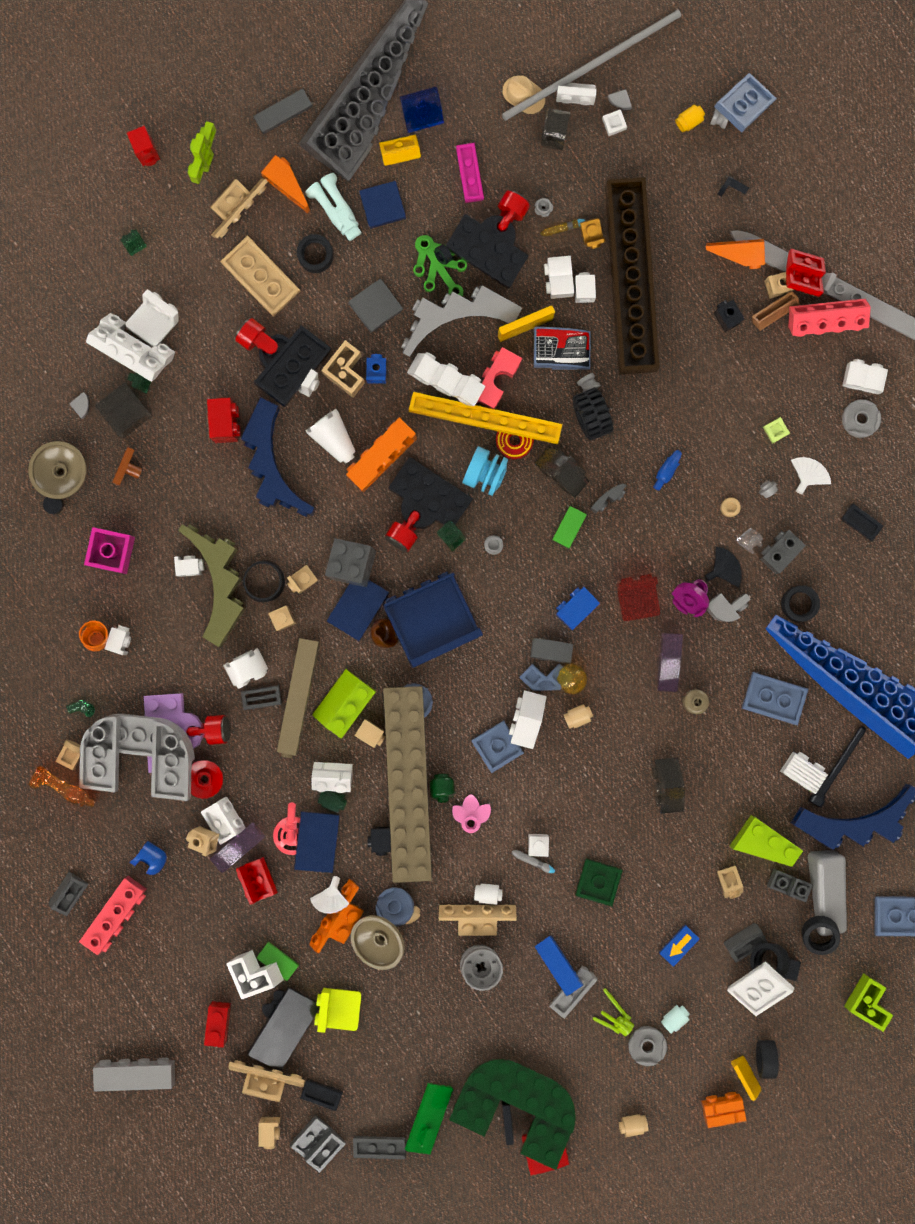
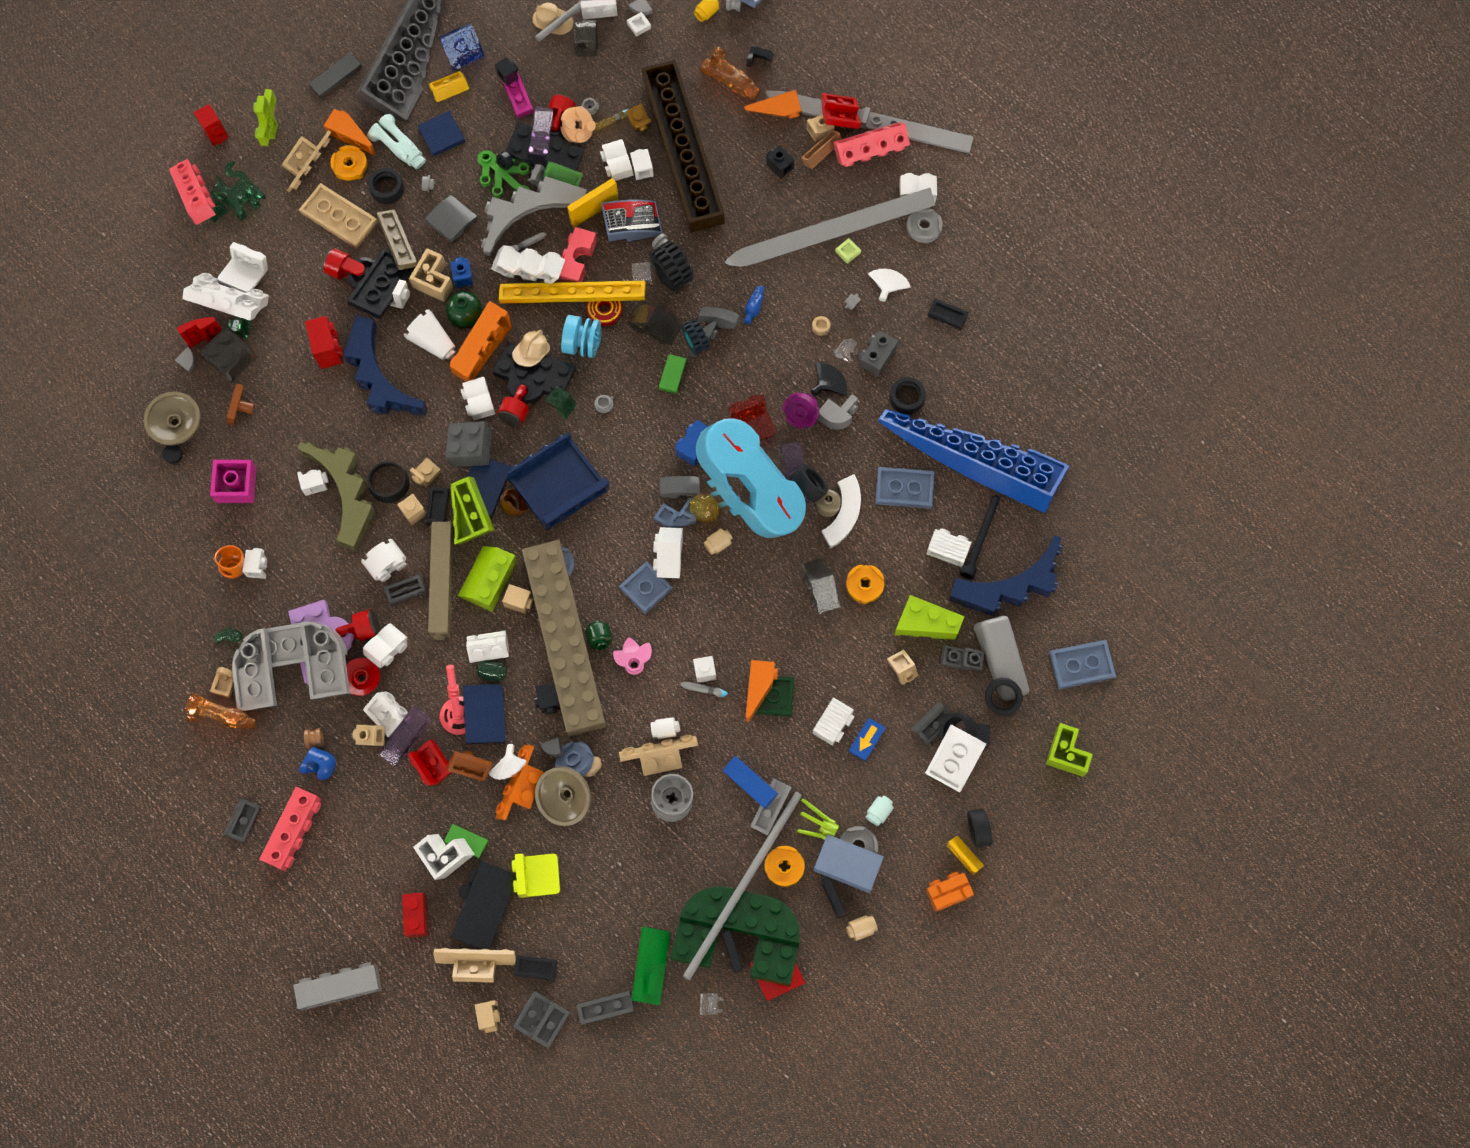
camera: 10 degrees left, 15 degrees down
(94, 380) = (199, 330): none -> red slope
(113, 220) = (192, 191): none -> coral brick
(149, 831) = (313, 738): none -> medium nougat wheel
(162, 229) = (239, 193): none -> clear green animal
(232, 754) = (385, 645): none -> white brick
(284, 229) = (352, 172): none -> light orange plate
(293, 892) = (469, 765): none -> dark orange tile
(308, 617) = (437, 505): none -> black tile
(316, 320) = (396, 239): none -> dark tan plate
(339, 636) = (469, 510): none -> lime wedge
(358, 260) = (427, 183): none -> light grey plate
(368, 513) = (478, 398): none -> white brick
(371, 412) = (463, 309): none -> dark green cylinder
(376, 890) = (553, 748): none -> dark grey tile
(431, 473) = (531, 349): none -> tan piece
(450, 349) = (538, 237): none -> light grey piece
(464, 149) = (507, 71): none -> black plate
(476, 277) = (537, 175): none -> light grey tile
(476, 1165) = (708, 1004): none -> clear tile
(488, 231) = (541, 130): none -> clear purple slope
(500, 284) = (563, 174): none -> bright green tile
(530, 1067) = (742, 886): none -> light grey piece
(535, 231) = (585, 121): none -> light nougat plate
(560, 411) = (641, 272): none -> clear tile
(563, 1055) = (793, 859): none -> light orange plate
(588, 874) = (760, 682): none -> orange slope
(601, 502) = (695, 336): none -> black wheel
(613, 1091) = (833, 897): none -> black tile
(616, 648) = (735, 451): none -> medium azure piece
(633, 478) = (724, 318): none -> dark grey slope
(635, 1066) = (848, 863): none -> sand blue tile
(651, 923) = (833, 721): none -> white brick
(683, 683) = (810, 483): none -> black tyre
(706, 211) = (738, 81): none -> clear orange piece
(713, 779) = (865, 573): none -> light orange plate
(715, 712) = (848, 513): none -> white tile
(767, 404) = (832, 228): none -> light grey piece

